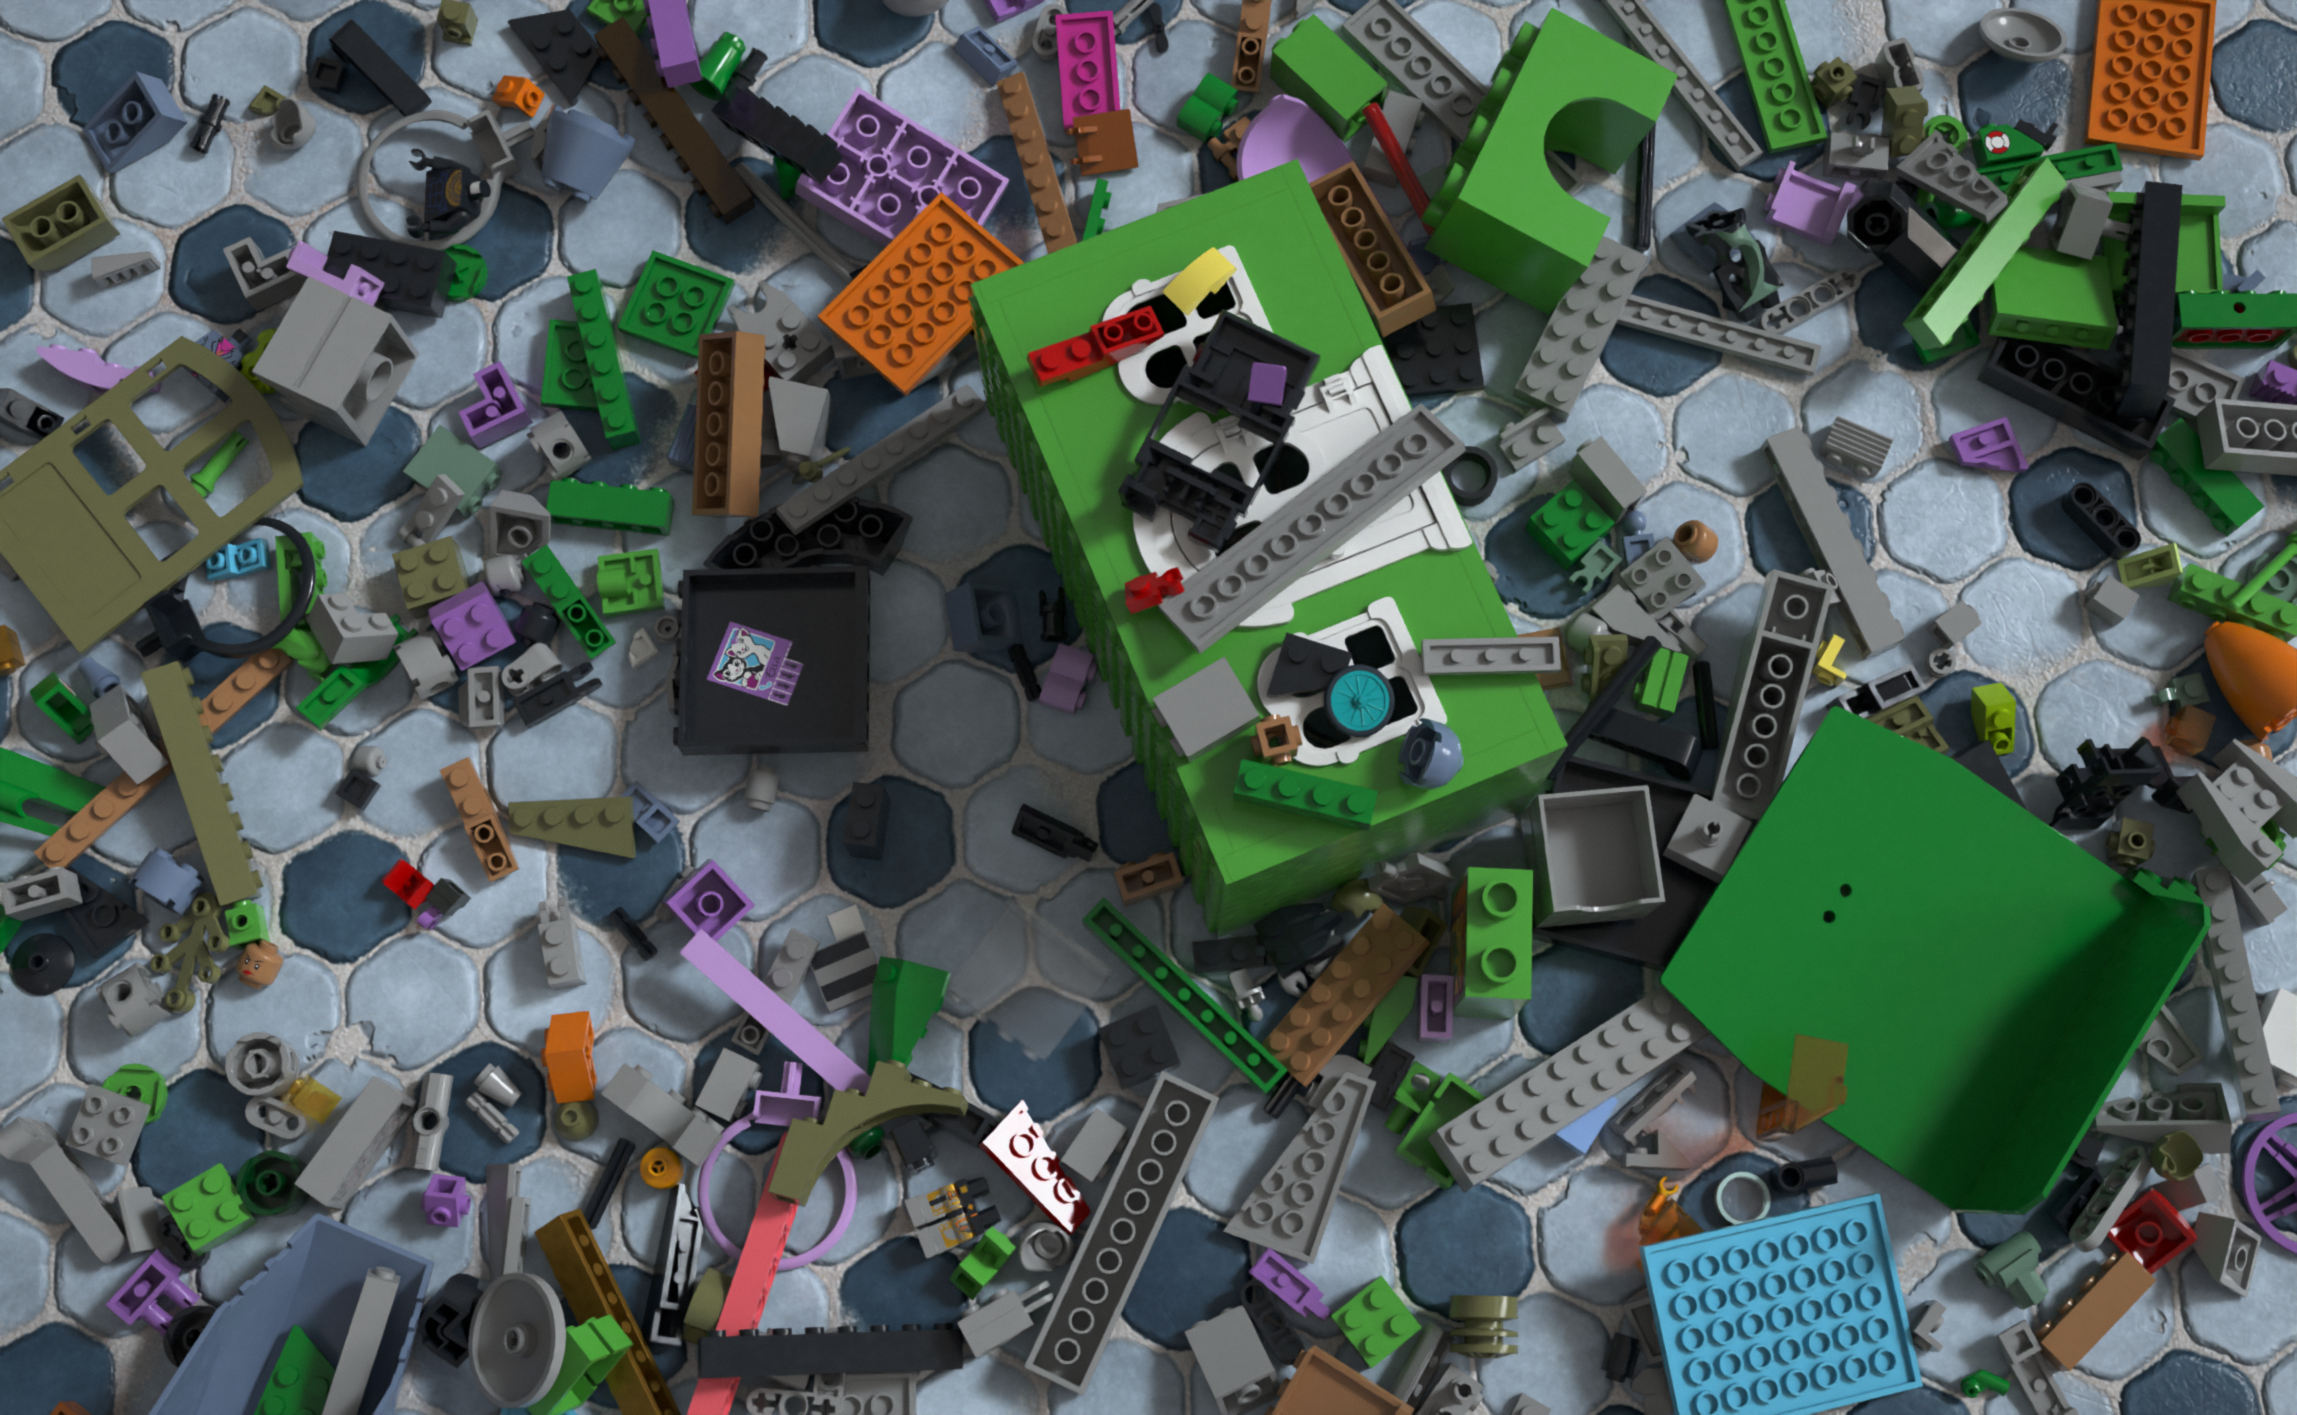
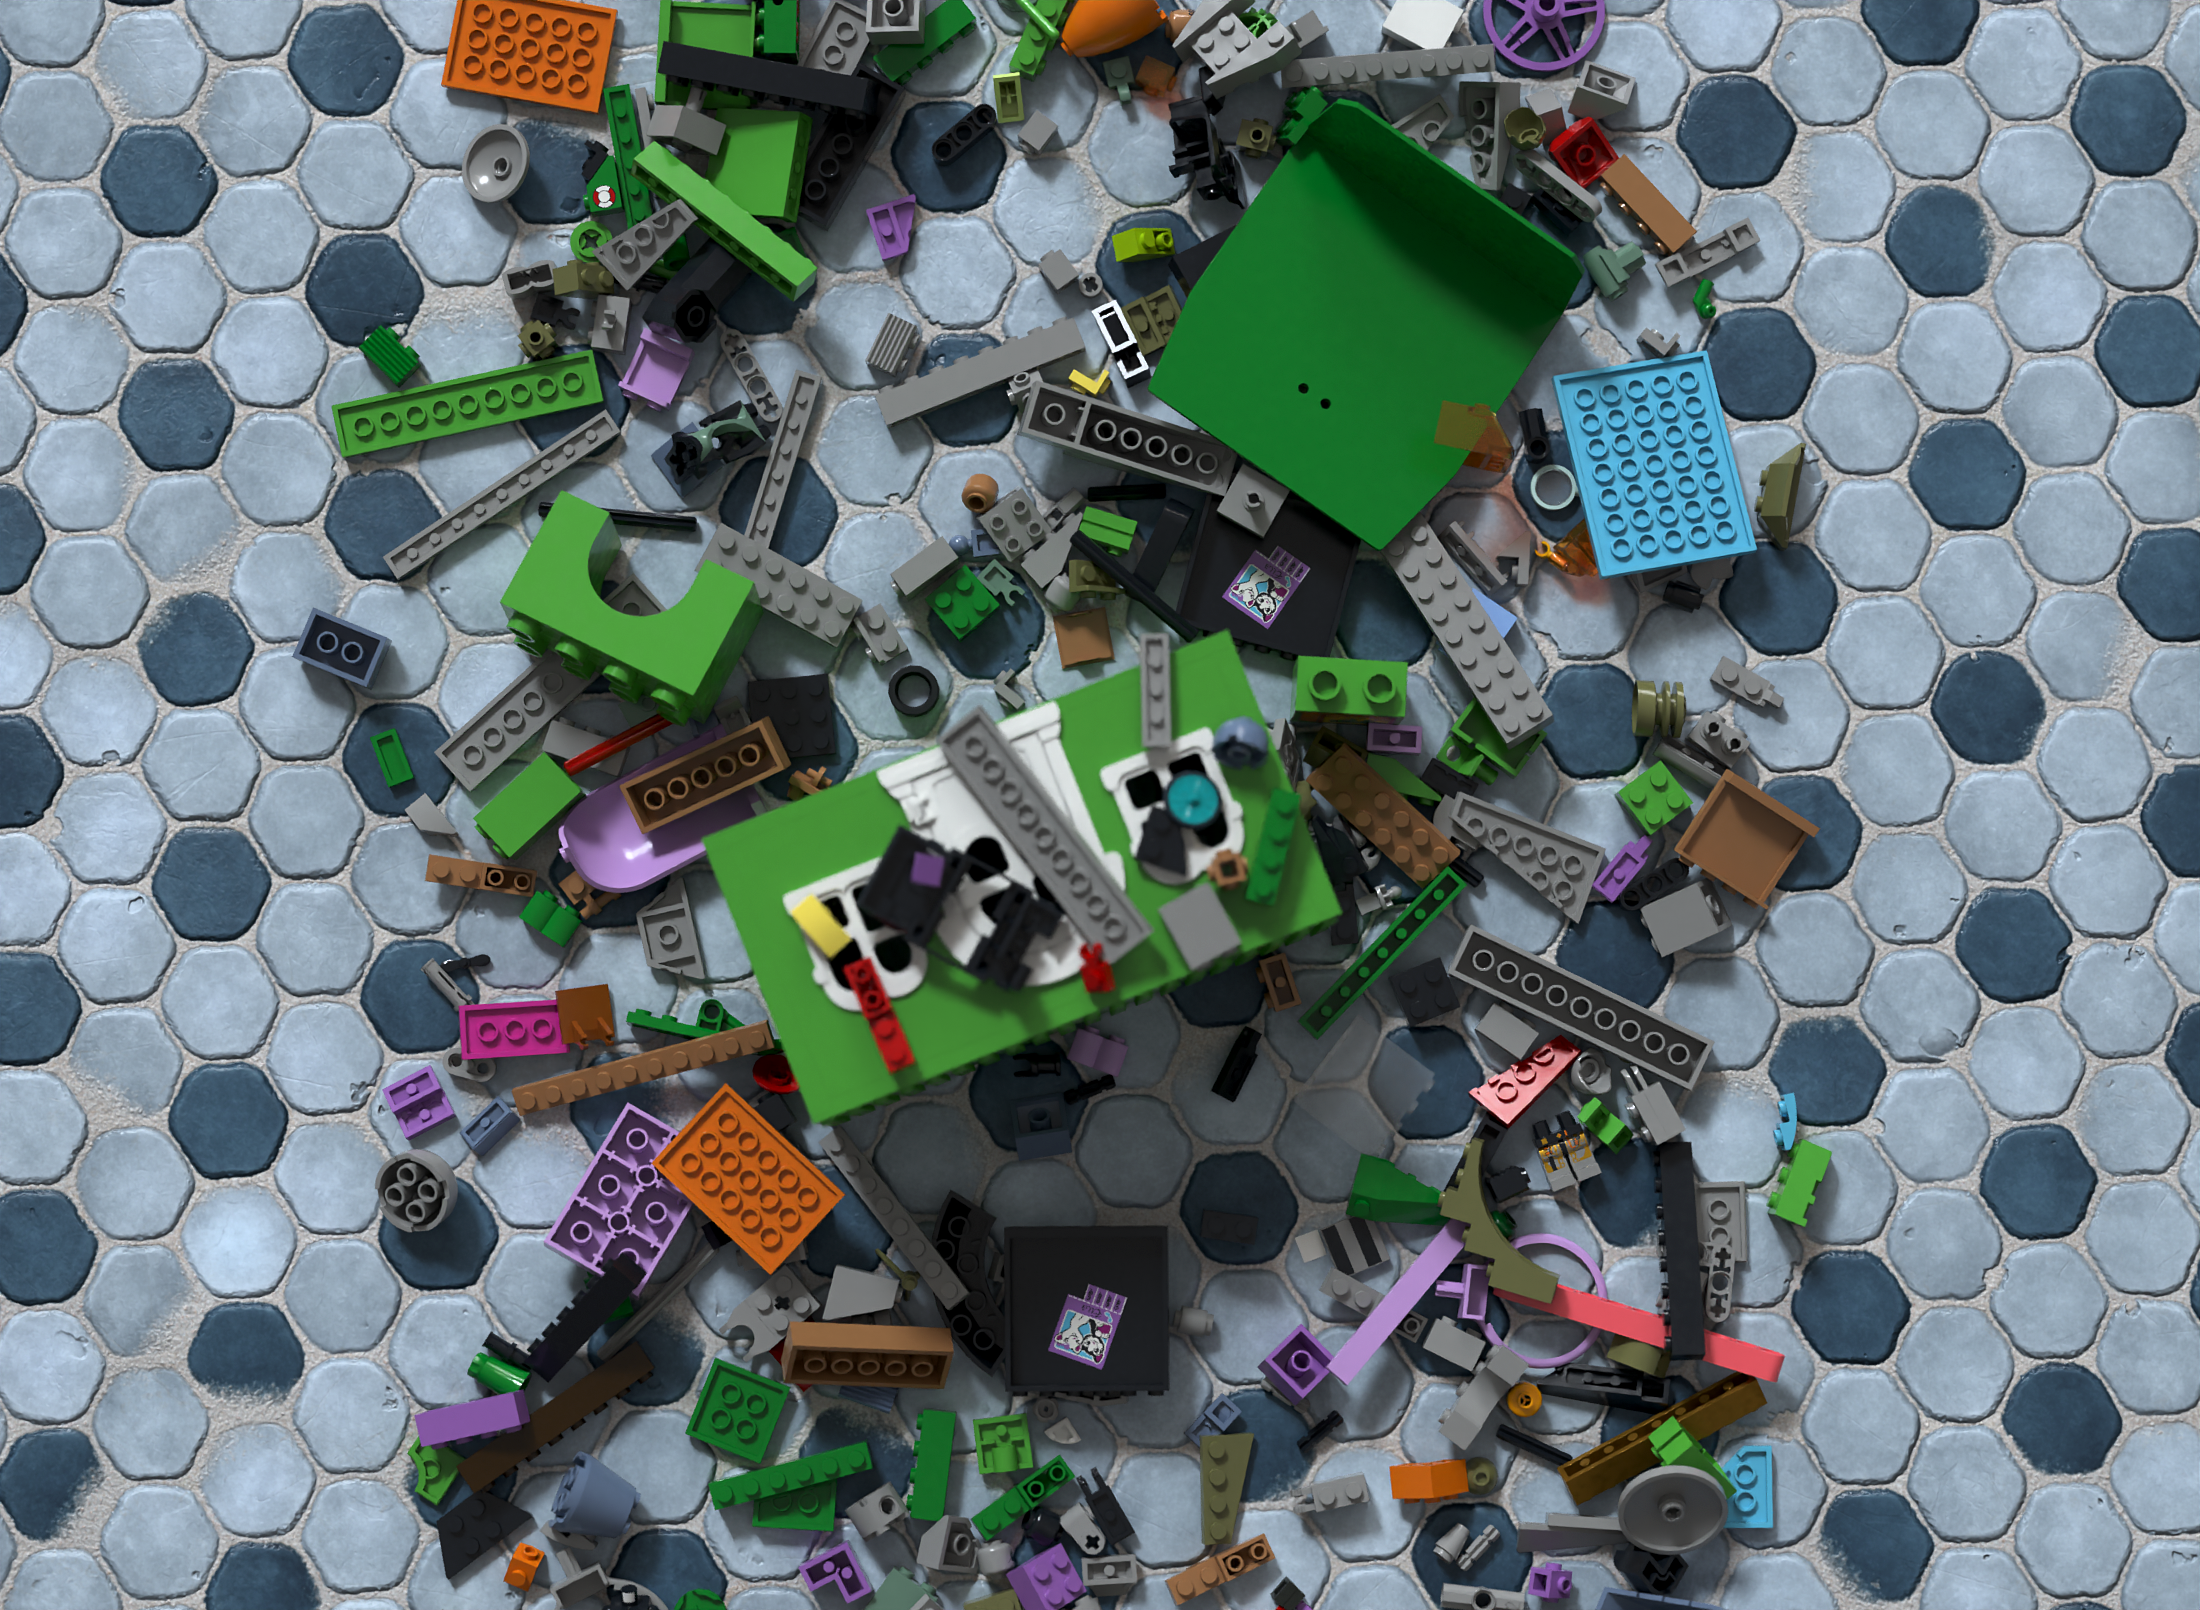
camera: 90 degrees left, 10 degrees up
(1592, 856) = (1275, 601): light grey piece -> none

